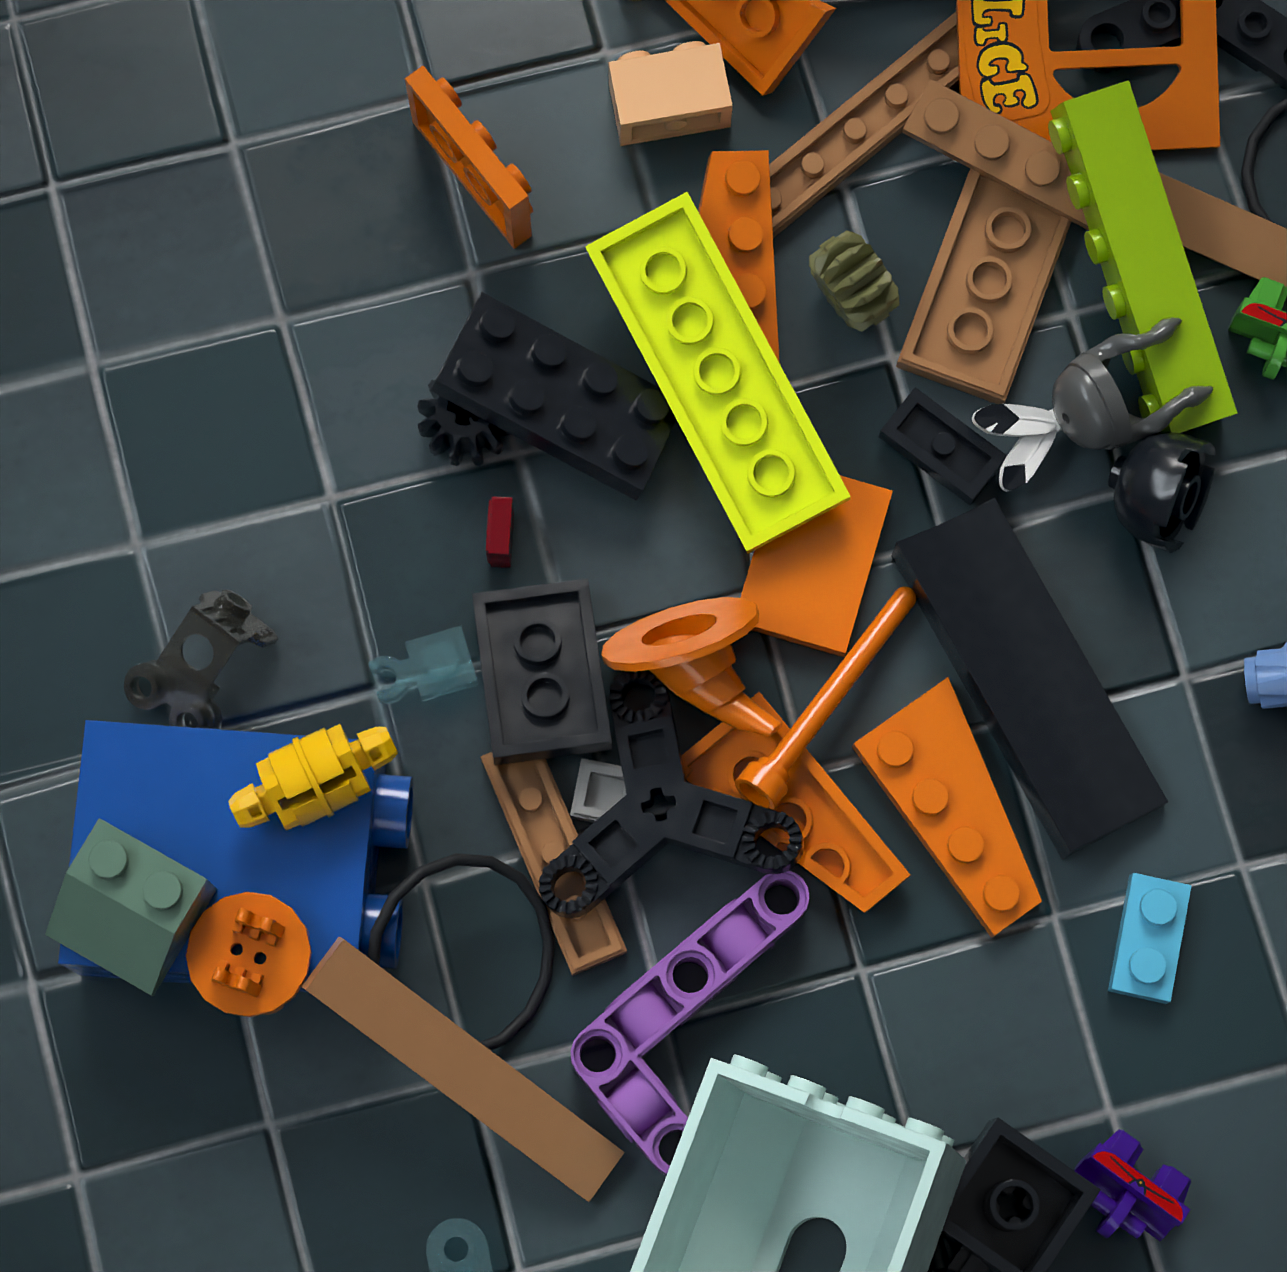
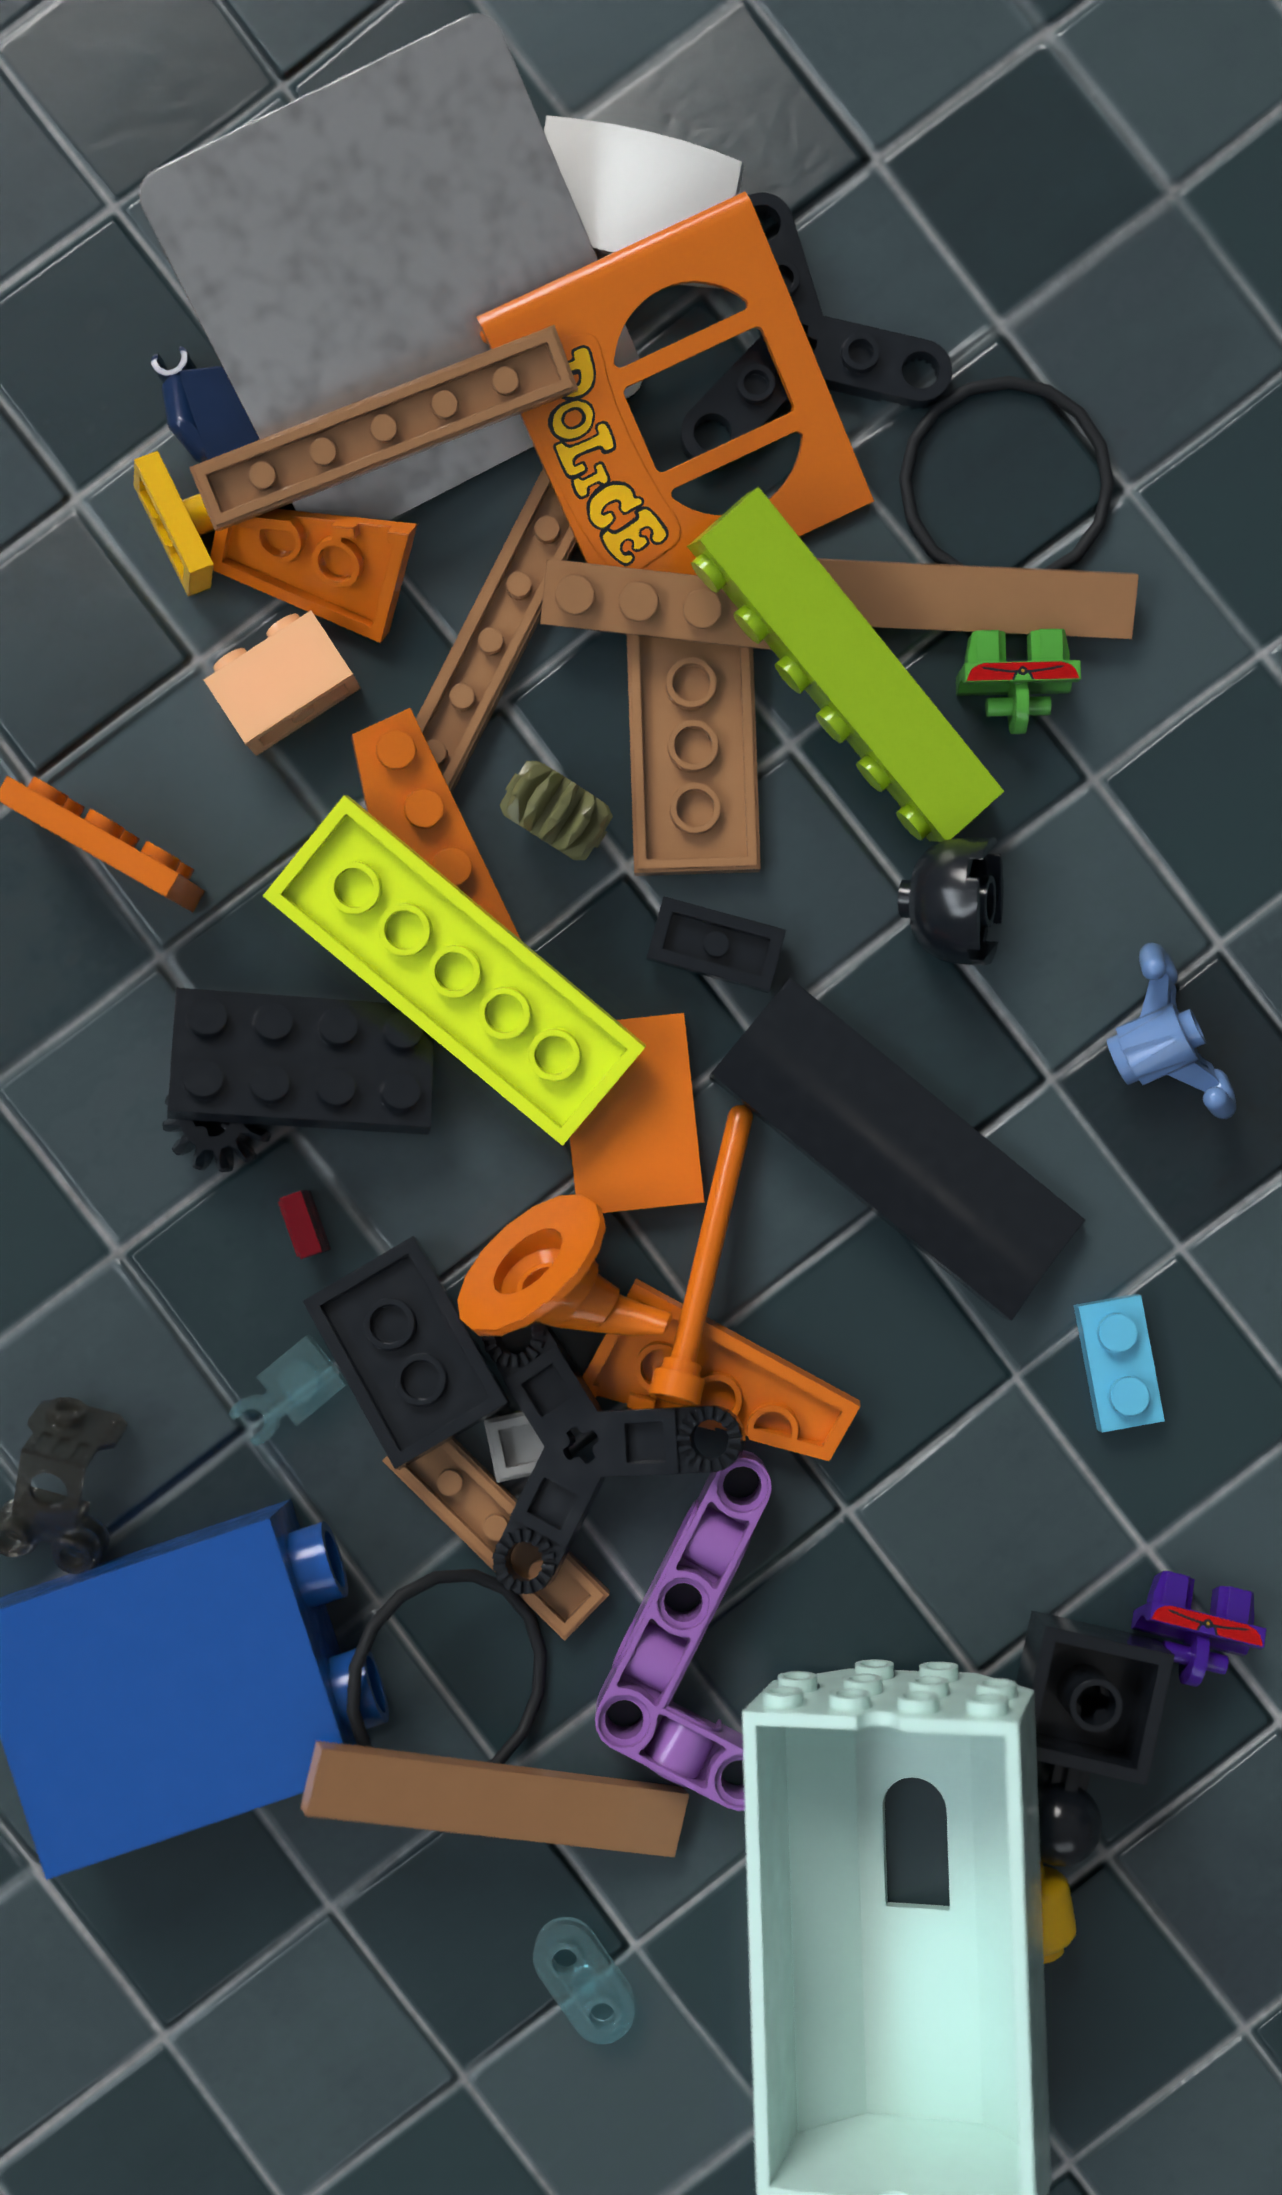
camera: 20 degrees left, 10 degrees up
(127, 906) = (89, 1798): sand green slope -> none
(237, 982) = (231, 1763): orange plate -> none
(312, 777) = (219, 1595): yellow piece -> none
(947, 797) = (860, 1301): orange wing -> none
(1084, 408) = (846, 852): dark grey hair -> none

